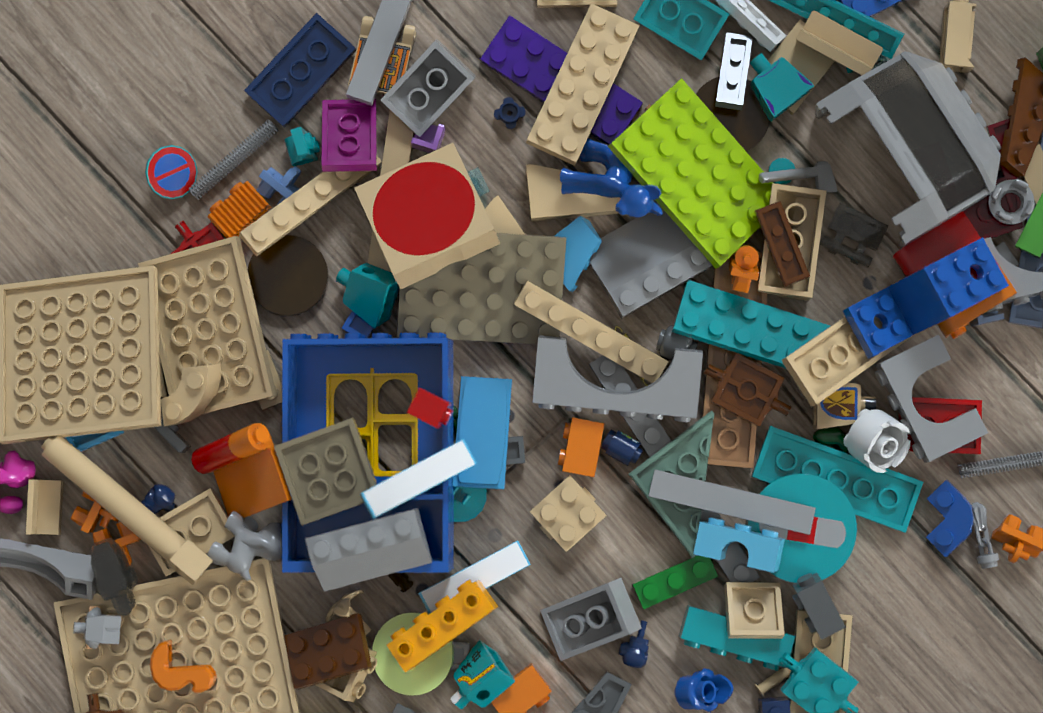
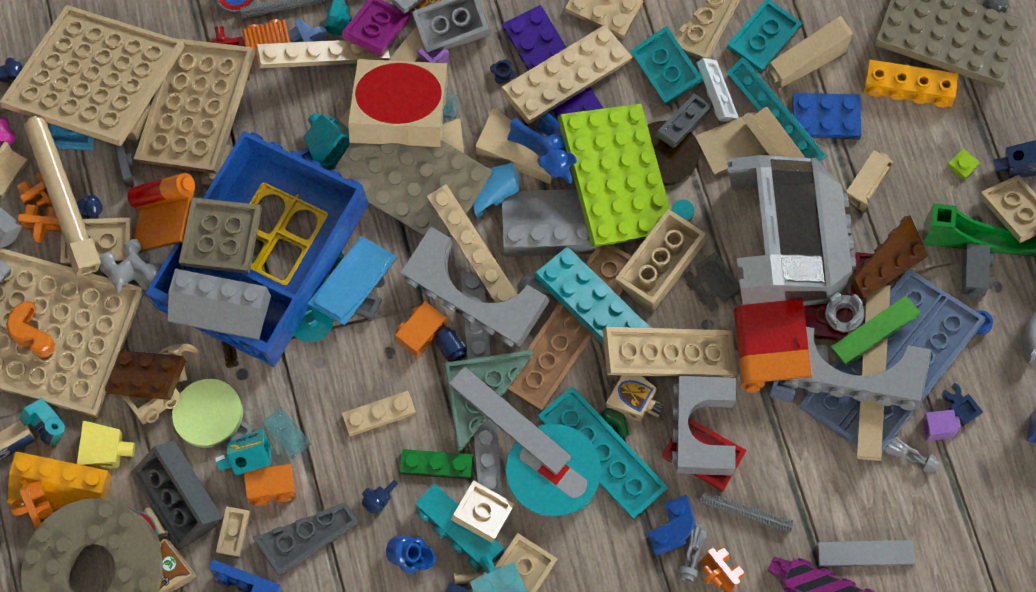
camera: 30 degrees right, 15 degrees down
(114, 575) = (23, 237): clear smoke hinge -> none
(193, 394) = (157, 141): tan brick -> none
(288, 276) = (275, 102): dark brown tile -> none
(418, 479) = (282, 270): white slope -> none
(430, 408) = (320, 226): red brick -> none
(442, 625) = (240, 397): light orange brick -> none
(487, 570) = (285, 381): white slope -> none
(505, 630) = (286, 433): none -> clear light blue plate
(568, 513) = (382, 370): tan piece -> none
(587, 558) = (378, 413): none -> tan plate
(591, 619) = (356, 457): light grey slope -> none
(744, 268) = (612, 257): orange hips -> none
(747, 389) = (568, 347): reddish brown plate -> none
(763, 548) = (513, 464): medium azure arch -> none
(777, 85) = (711, 145): teal torso -> none
(782, 244) = (651, 253): reddish brown tile -> none
(818, 604) = (533, 530): dark grey brick -> none
(821, 171) = (713, 225): light grey piece -> none
(877, 440) = (647, 434): white brick -> none
(925, 298) = (738, 343): blue bracket -> none

